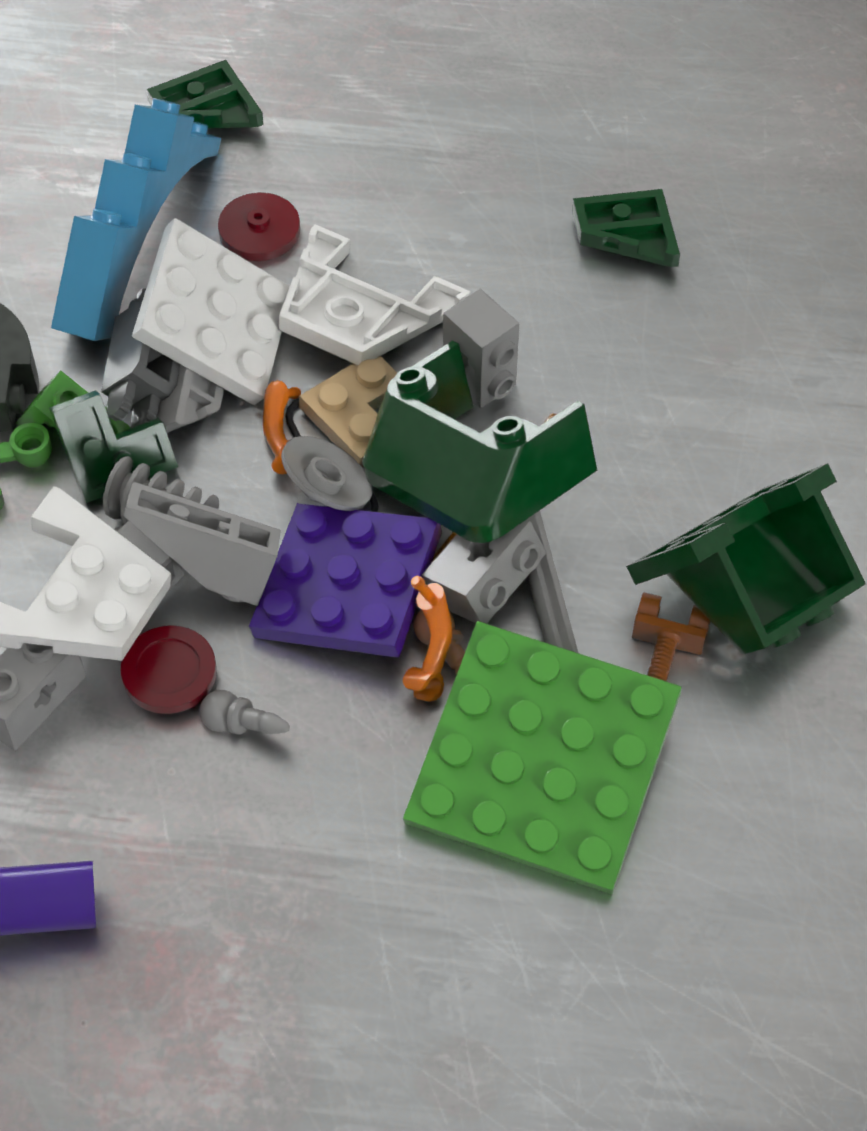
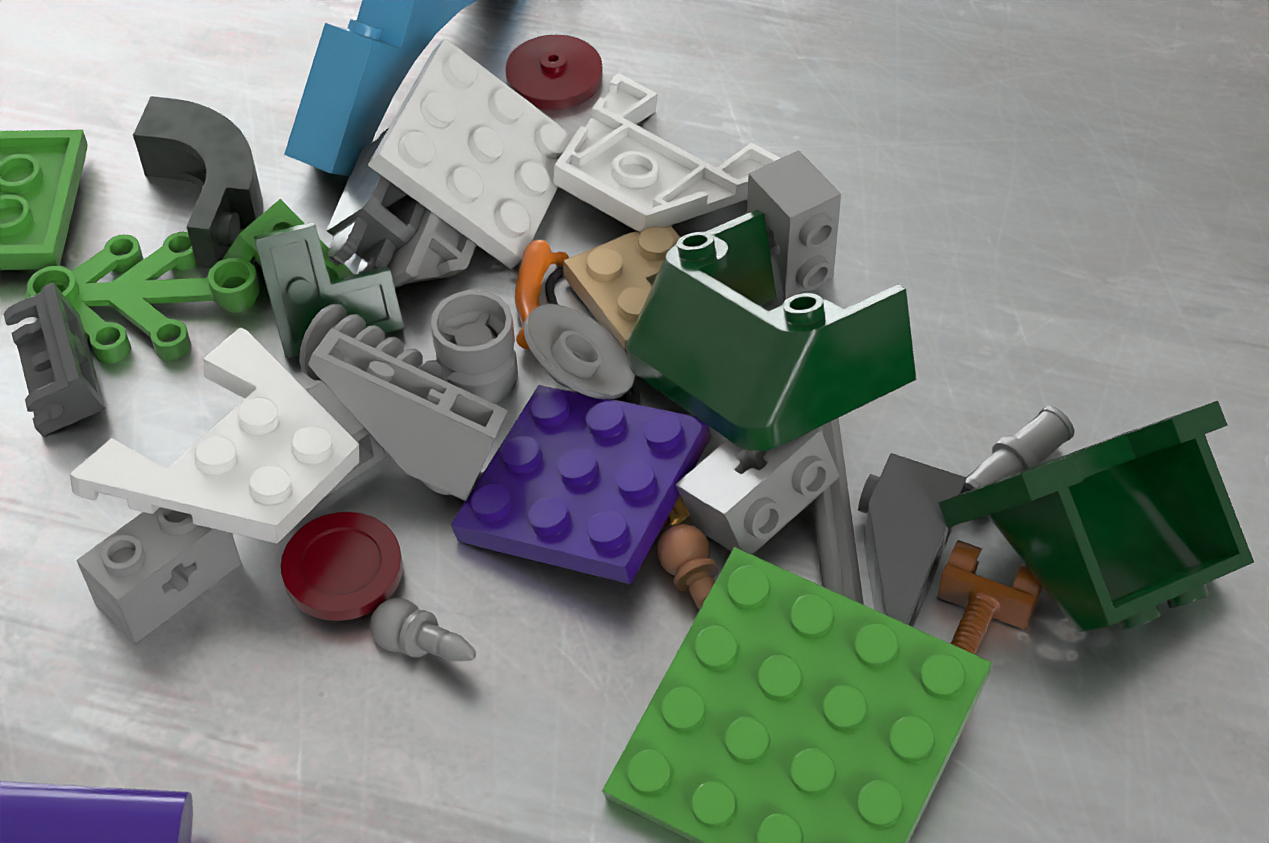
camera: 10 degrees right, 5 degrees down
(243, 476) = (476, 344): none -> light grey wheel
(428, 681) = (664, 617): orange piece -> none
(602, 591) = (905, 533): none -> dark grey slope
(628, 225) = (997, 109): dark green wing -> none
(682, 516) = (1024, 449): none -> light grey pin

